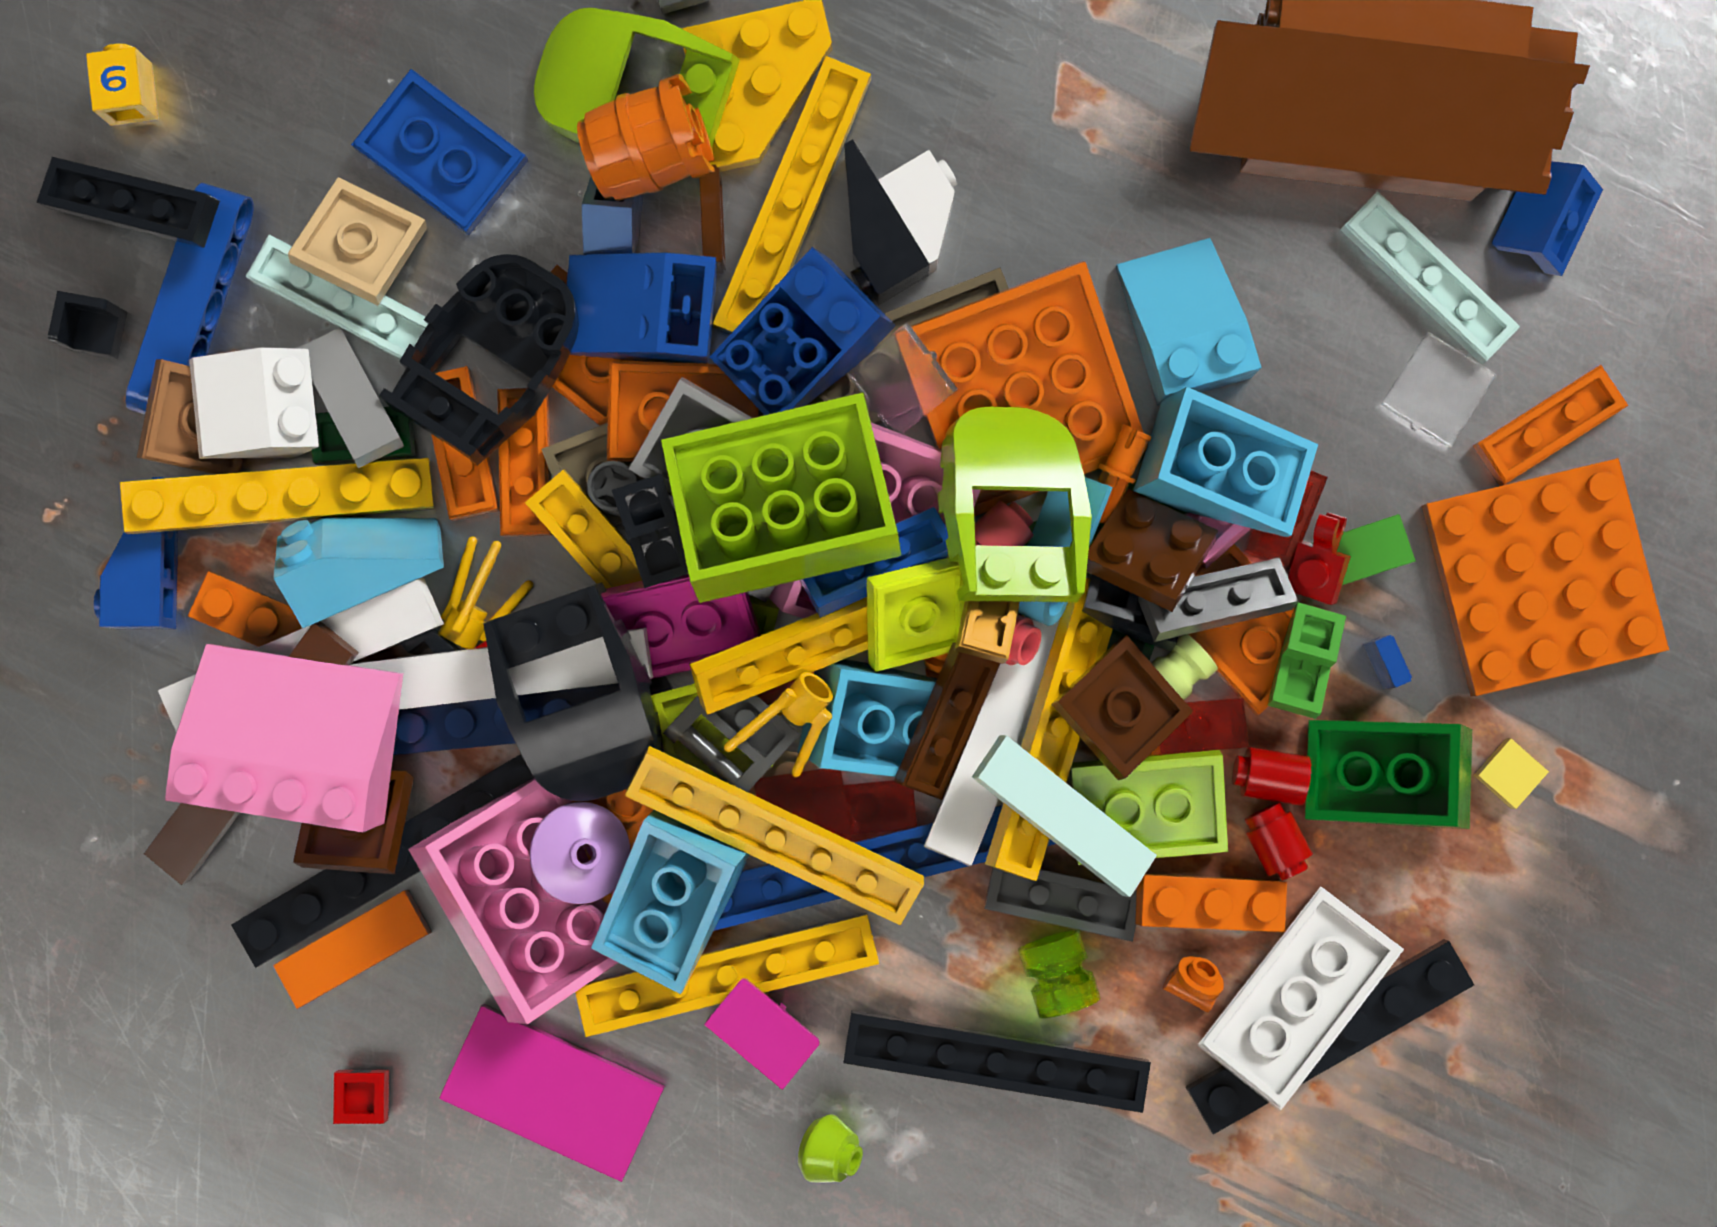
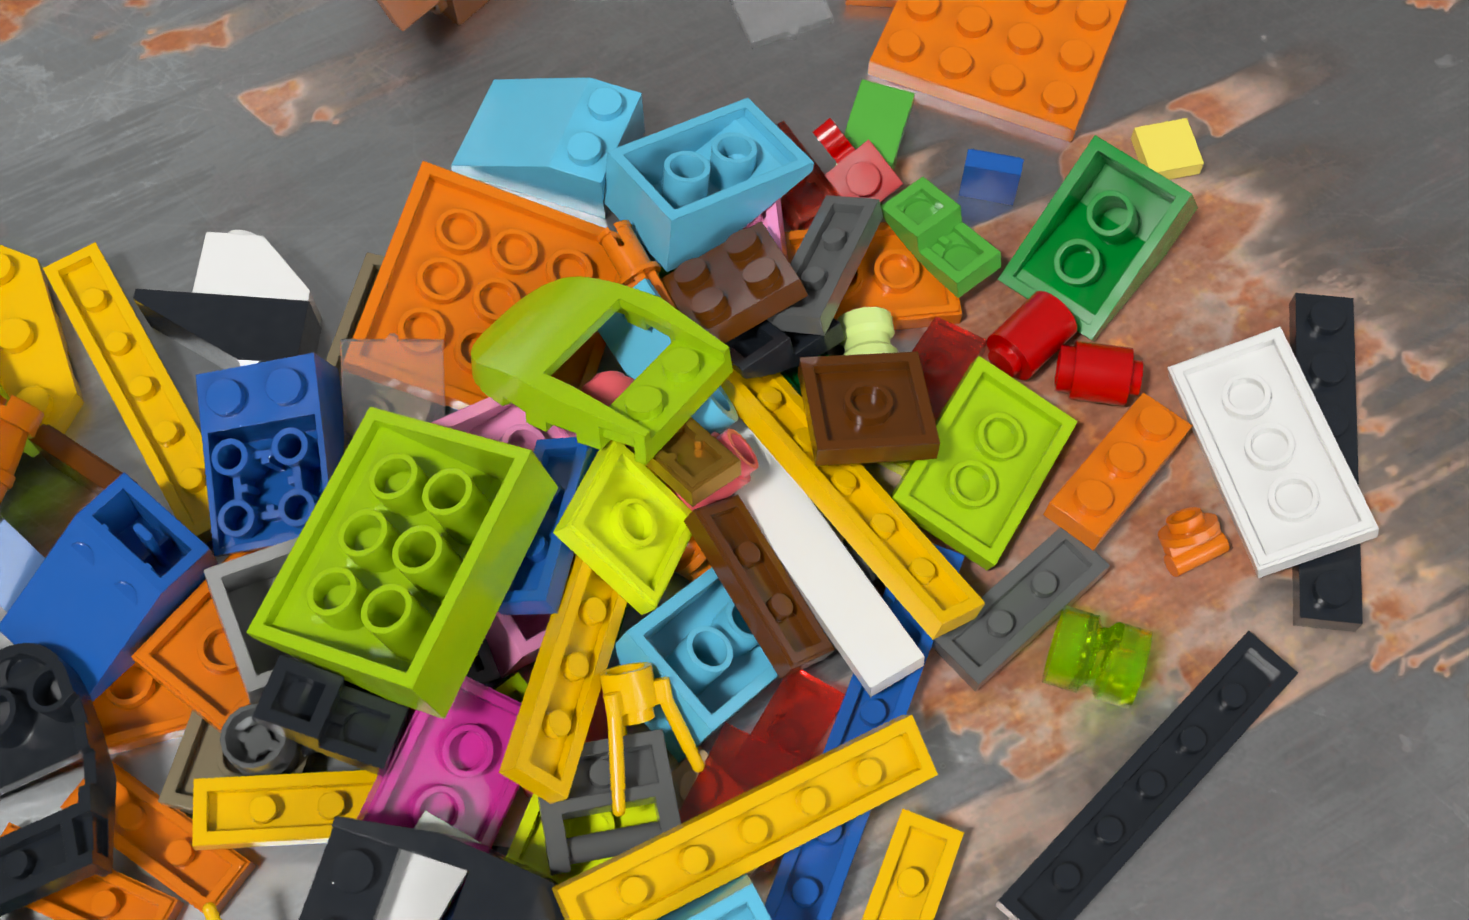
camera: 60 degrees left, 20 degrees down
(1064, 815) = (935, 528): light aqua tile -> none

